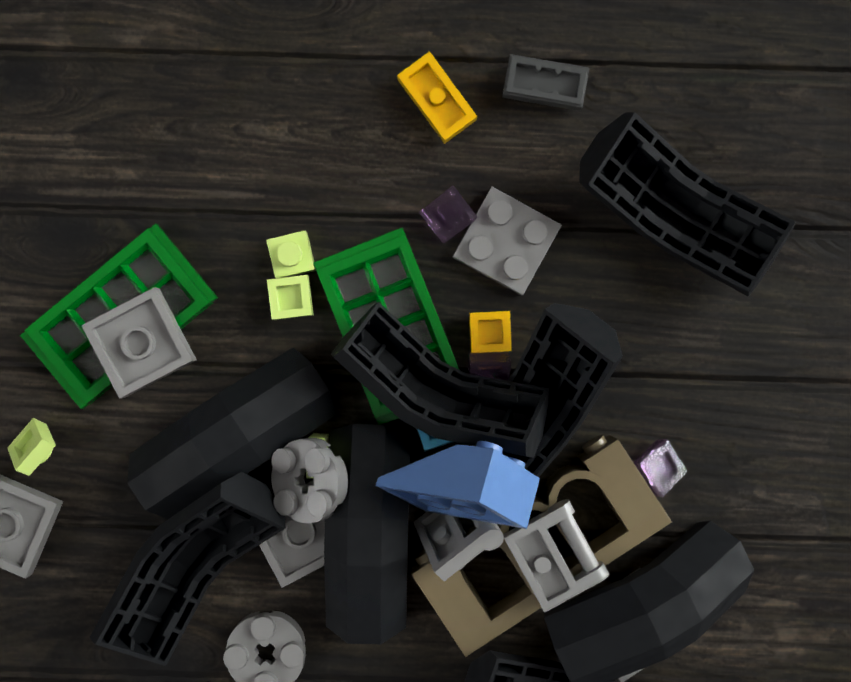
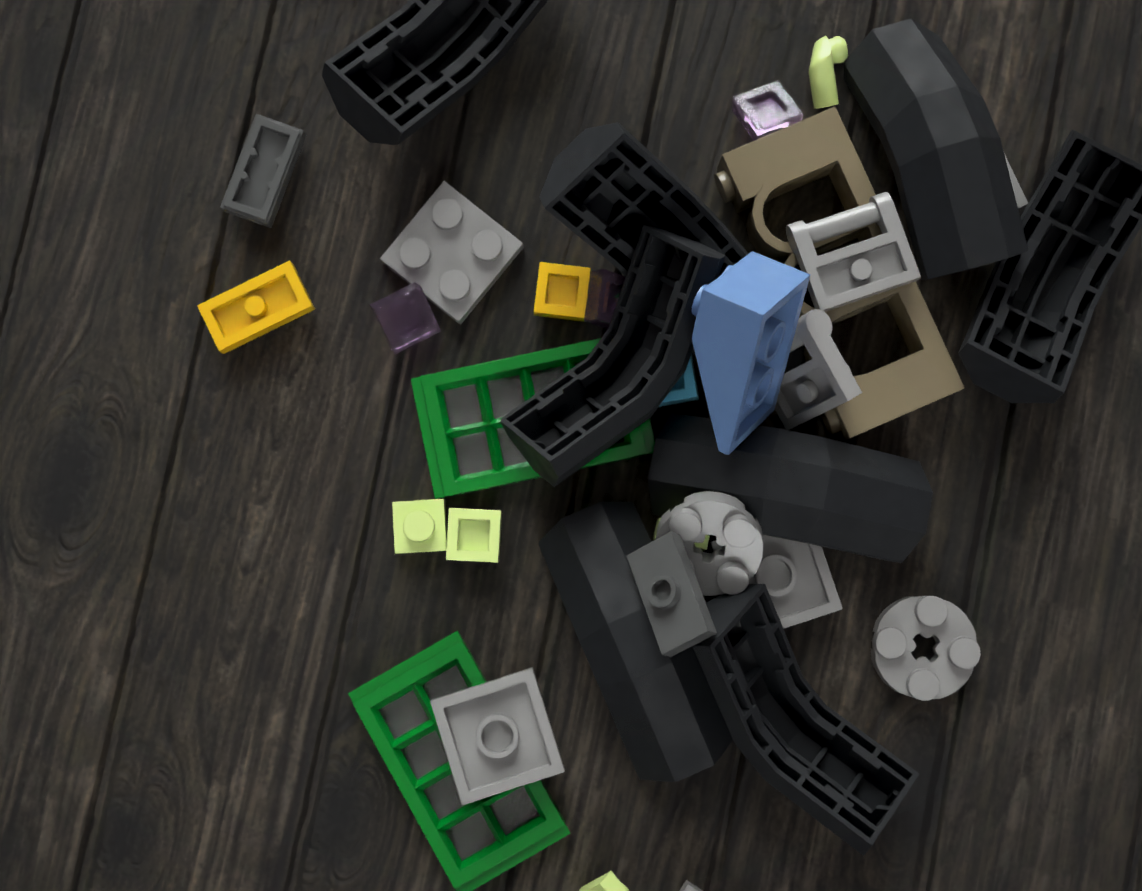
camera: 80 degrees left, 5 degrees down
(258, 459) = (671, 594): none -> dark grey plate
(700, 505) = (821, 70): none -> yellowish green arm

